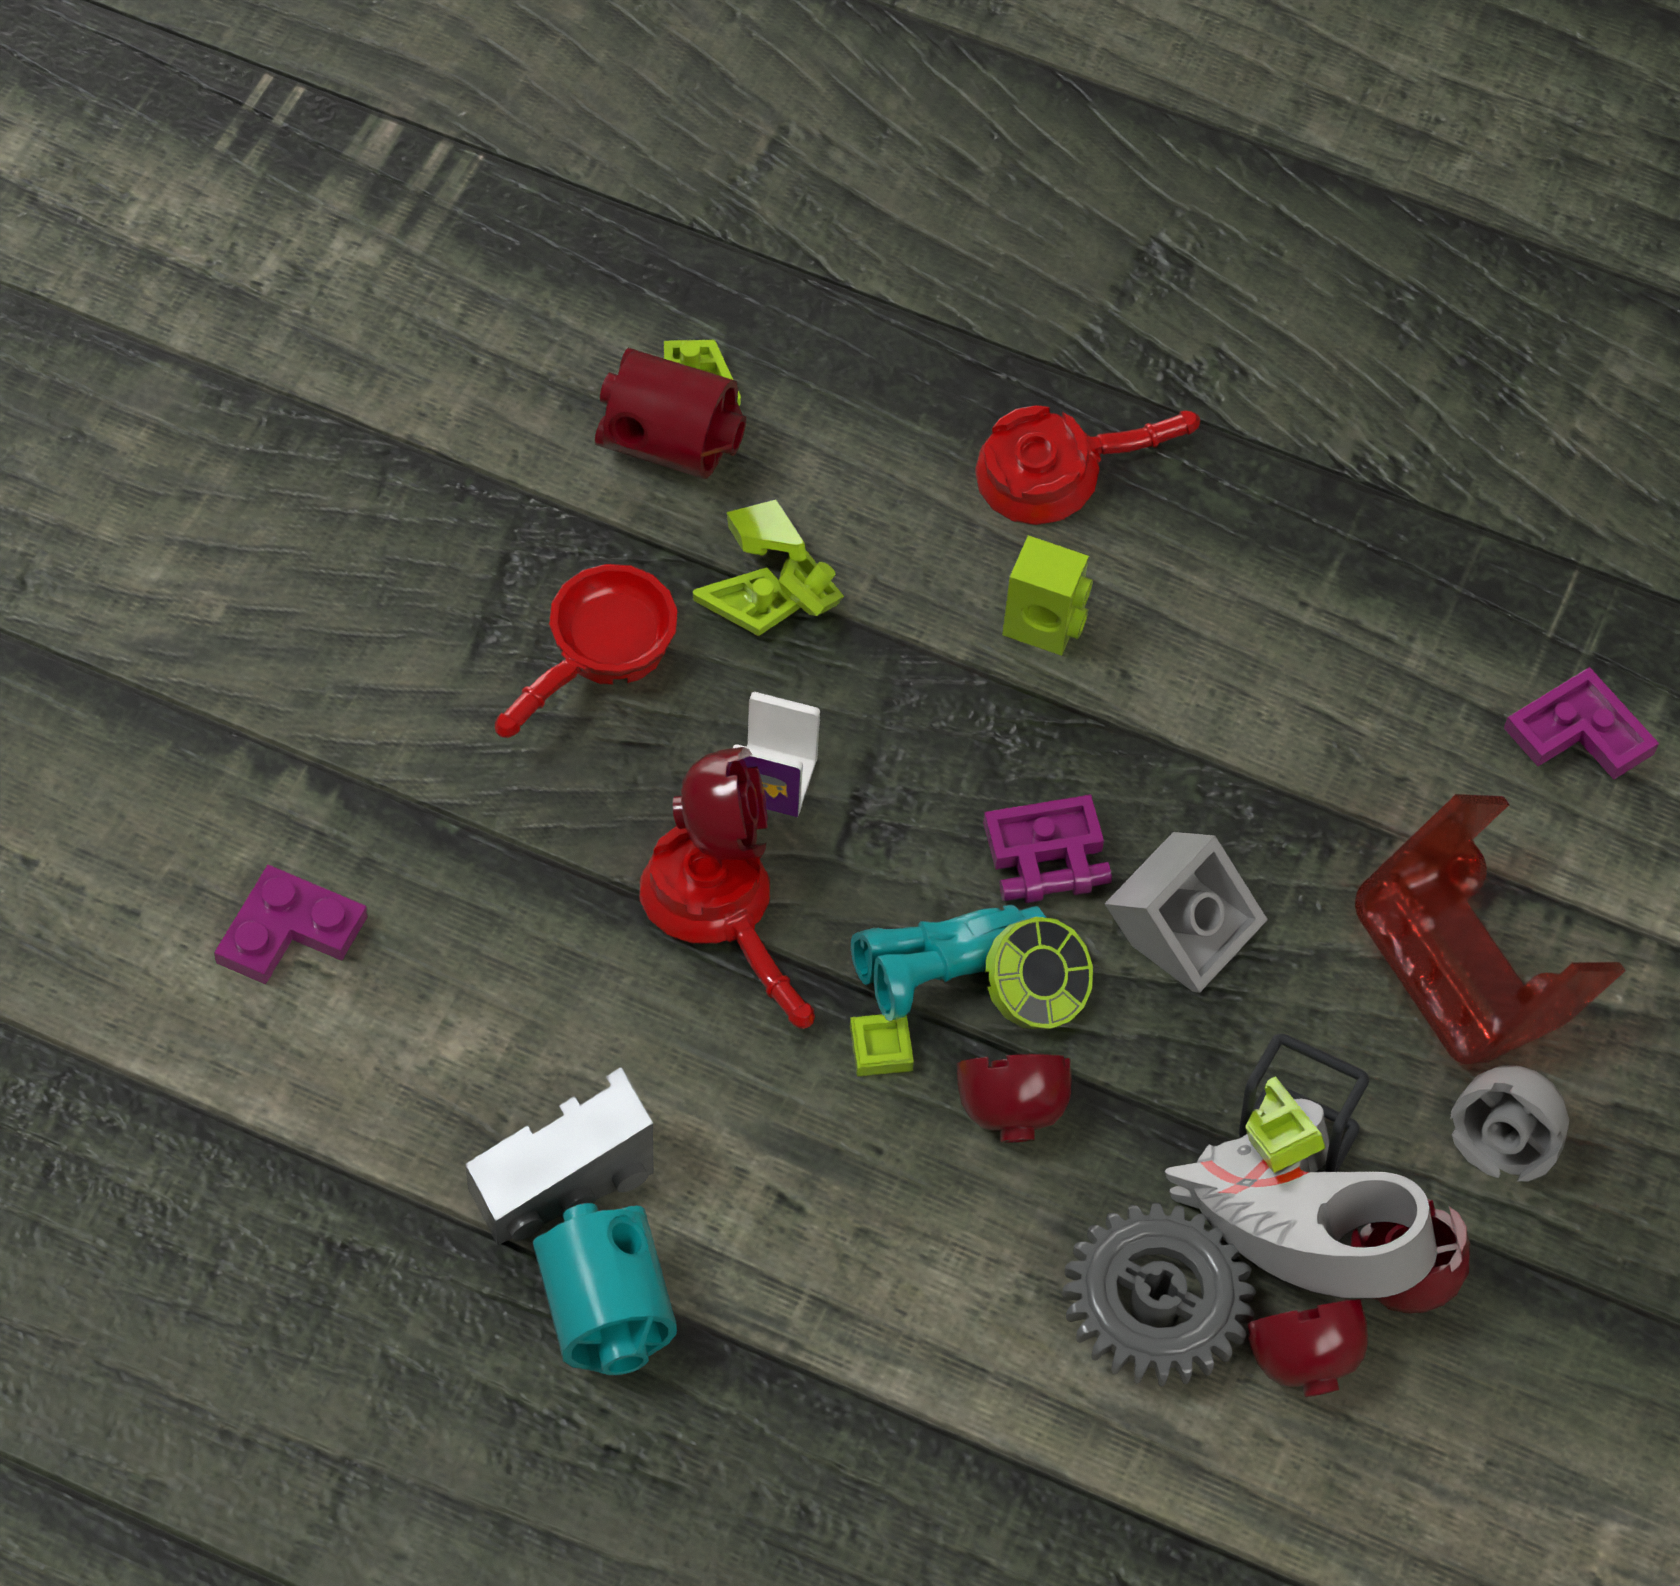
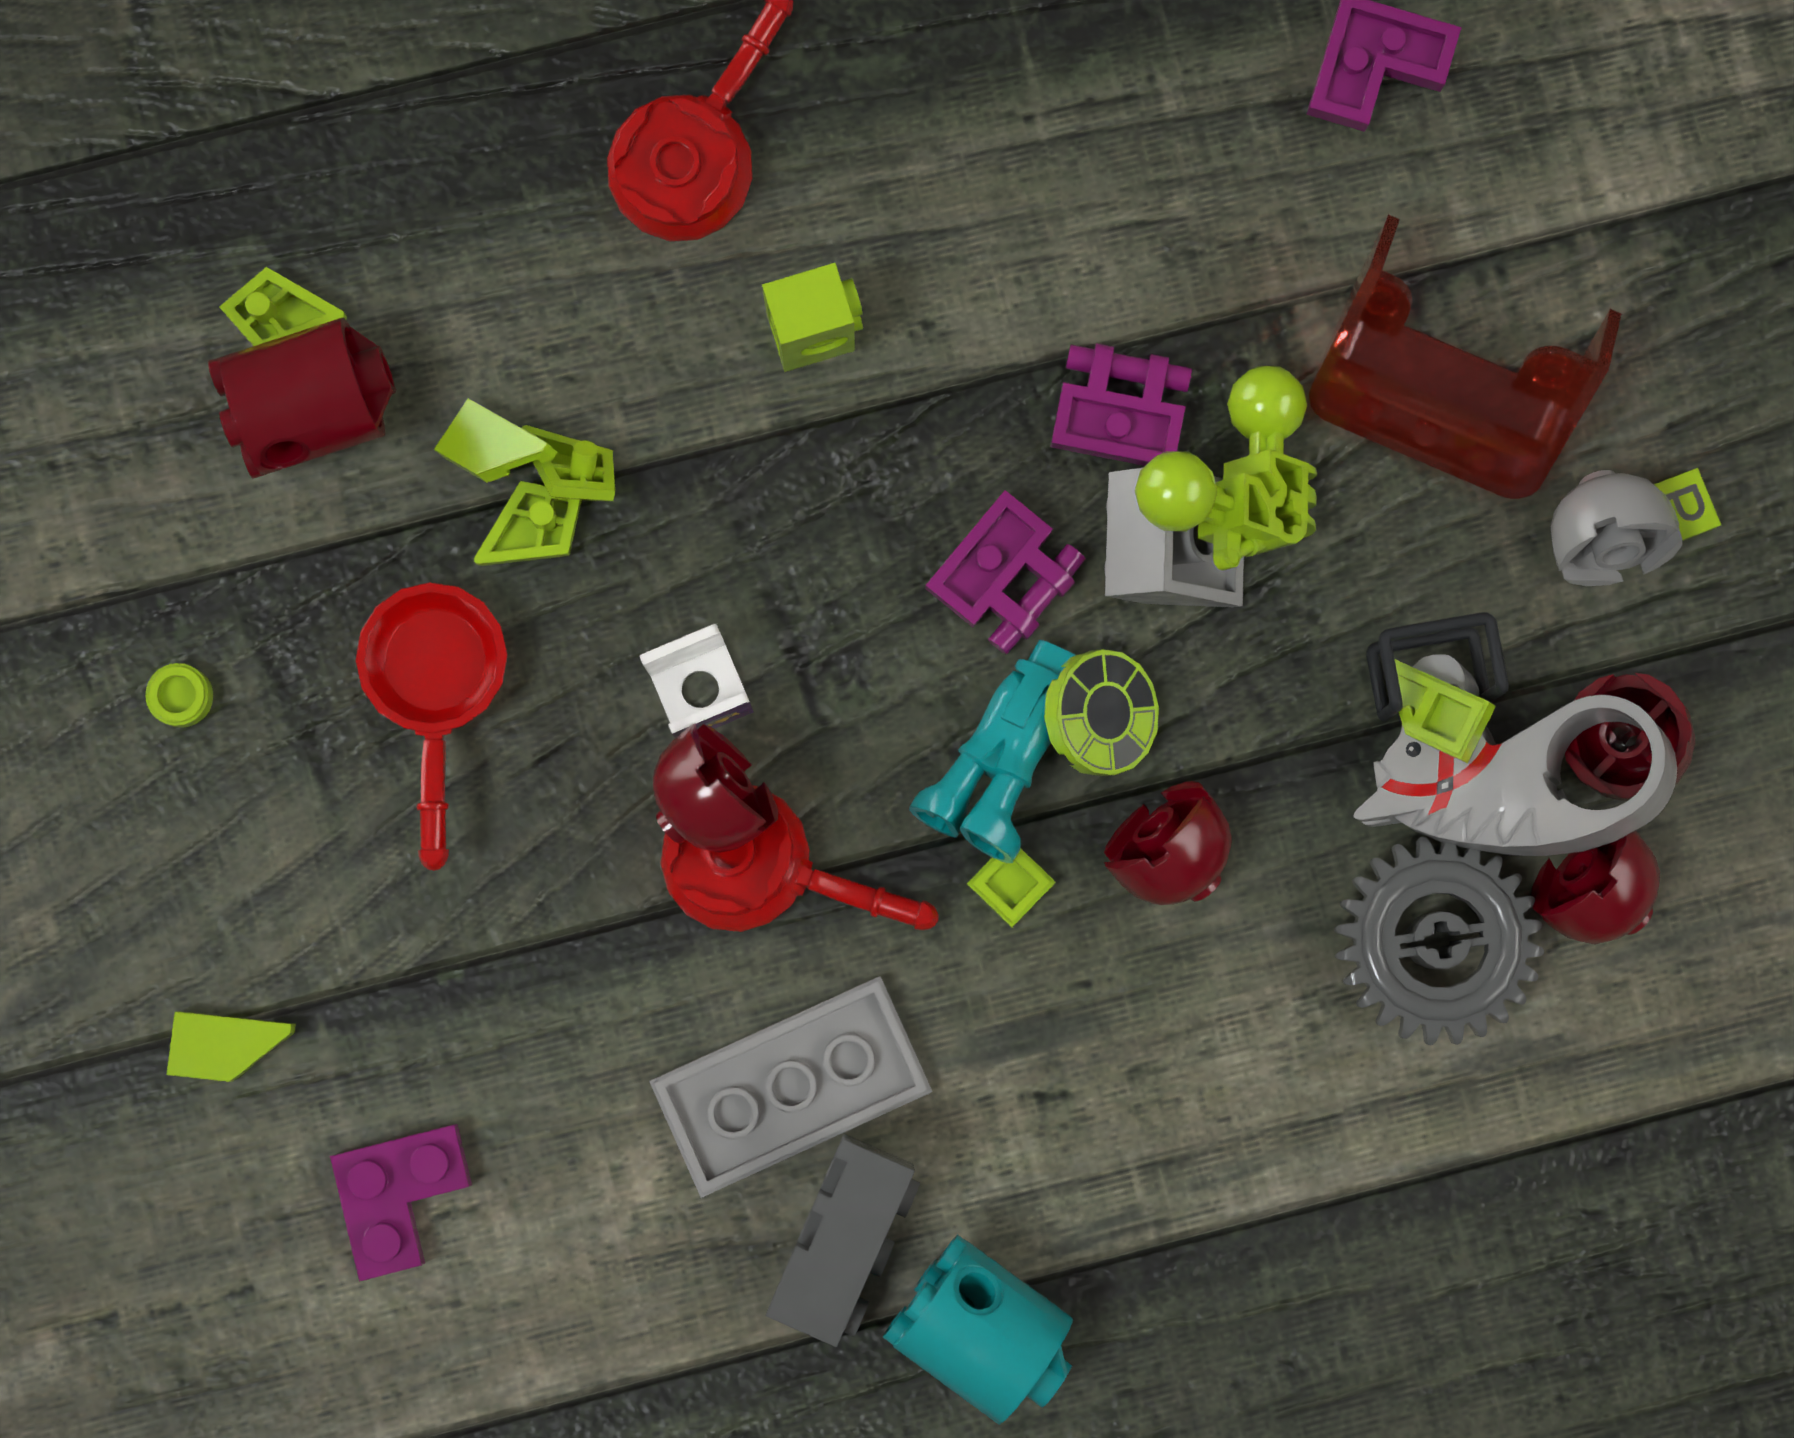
camera: 40 degrees left, 25 degrees up
(261, 751) = (221, 1045): none -> lime tile
(429, 537) = (179, 695): none -> lime tile
(569, 1041) = (790, 1086): none -> light grey tile
(1197, 805) = (1116, 423): none -> magenta plate
(1247, 911) = (1261, 496): none -> lime piece
(1582, 1158) = (1691, 503): none -> lime tile

